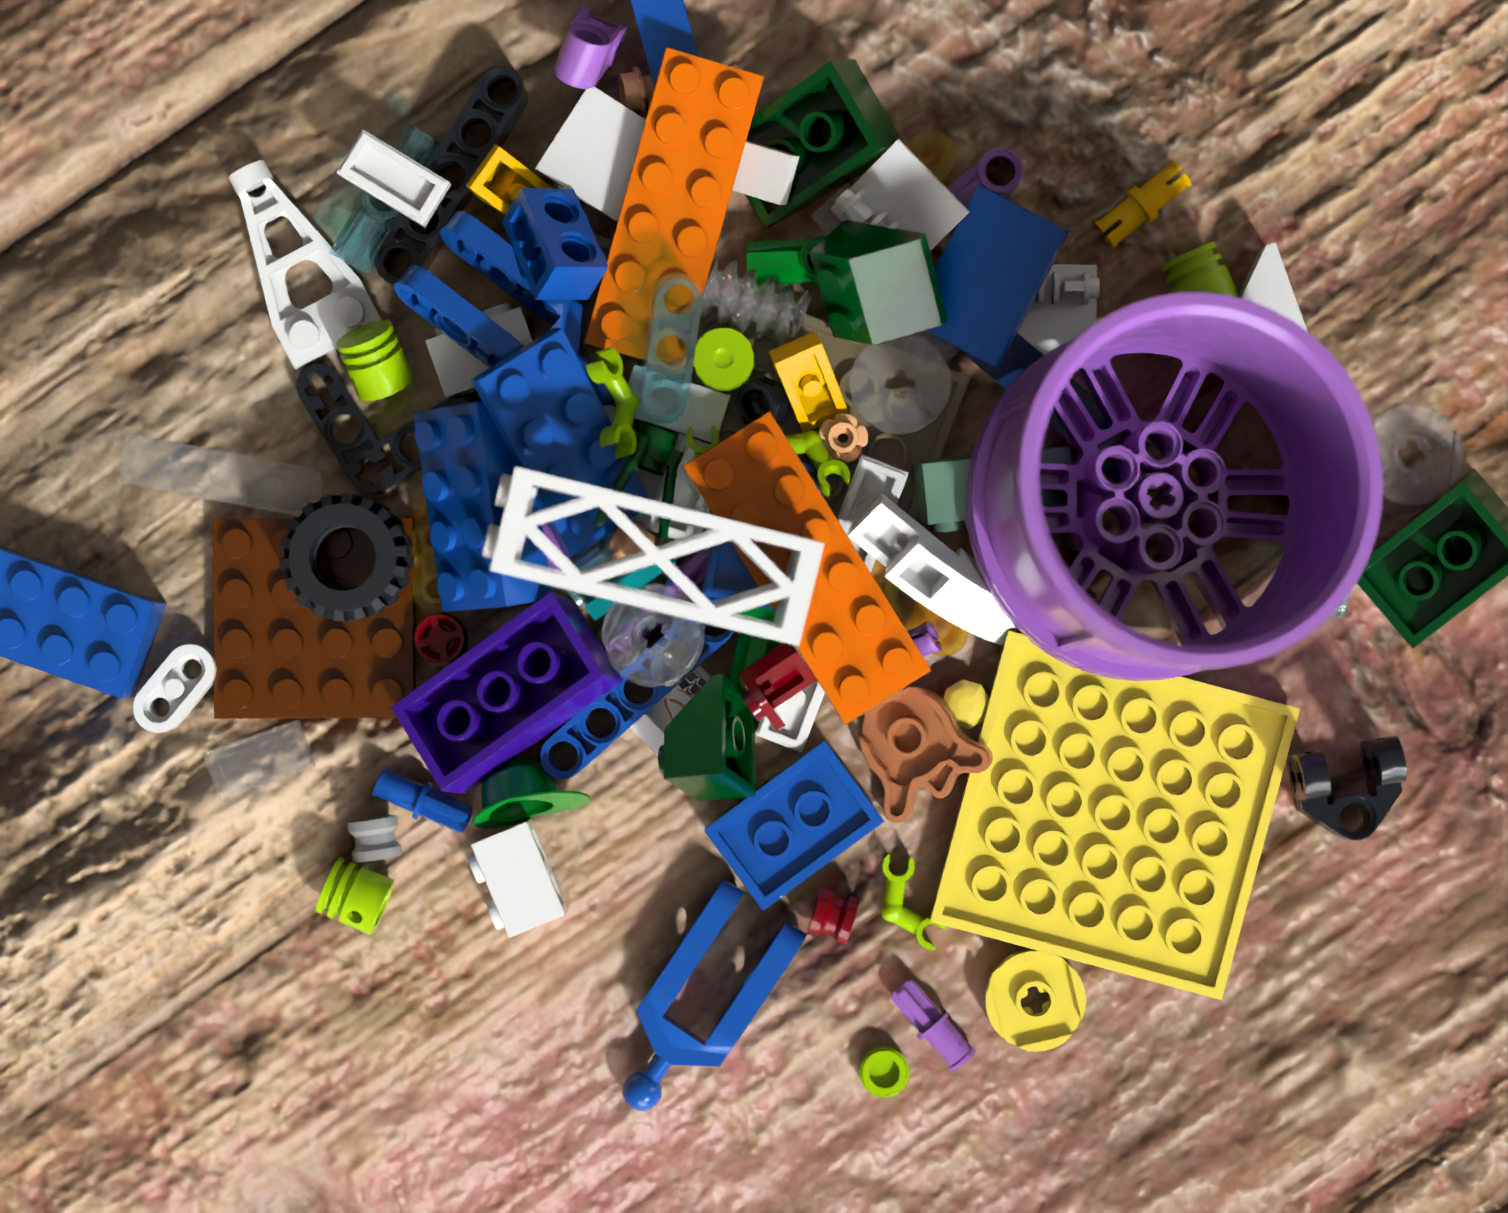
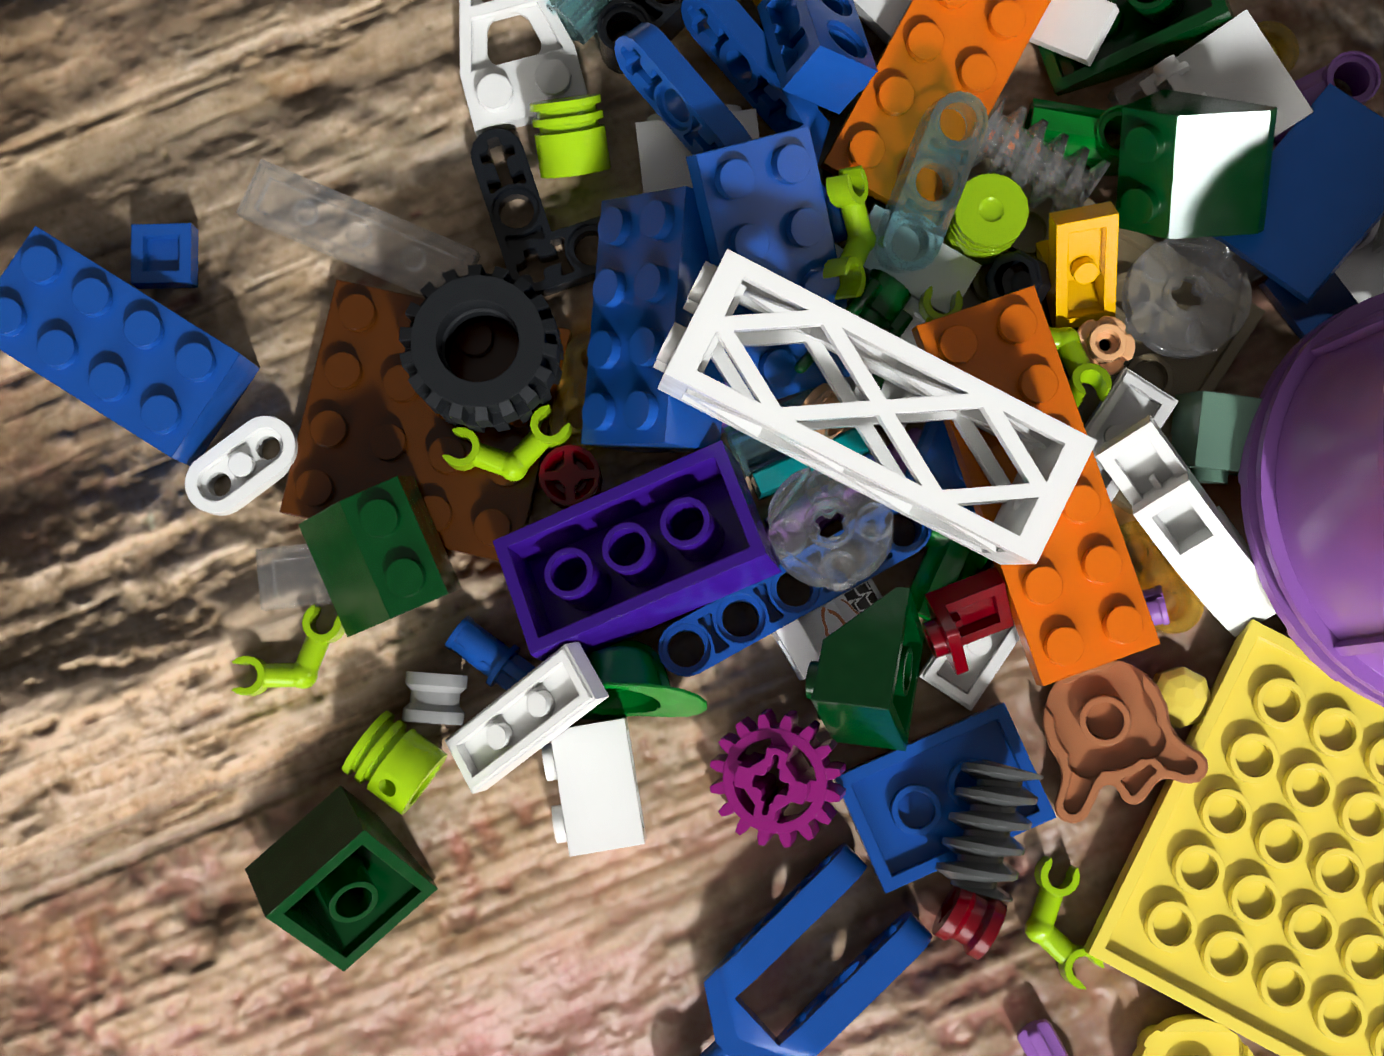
camera: 15 degrees right, 5 degrees down
(68, 531) = (164, 256): none -> blue plate
(265, 840) = (305, 669): none -> lime arm
(305, 737) = (379, 554): none -> dark green slope
(334, 996) = (339, 880): none -> dark green slope
(393, 640) = (515, 464): none -> lime arm
(449, 839) = (526, 717): none -> white tile
(673, 826) = (803, 782): none -> magenta gear
(827, 842) = (988, 828): none -> dark grey piece

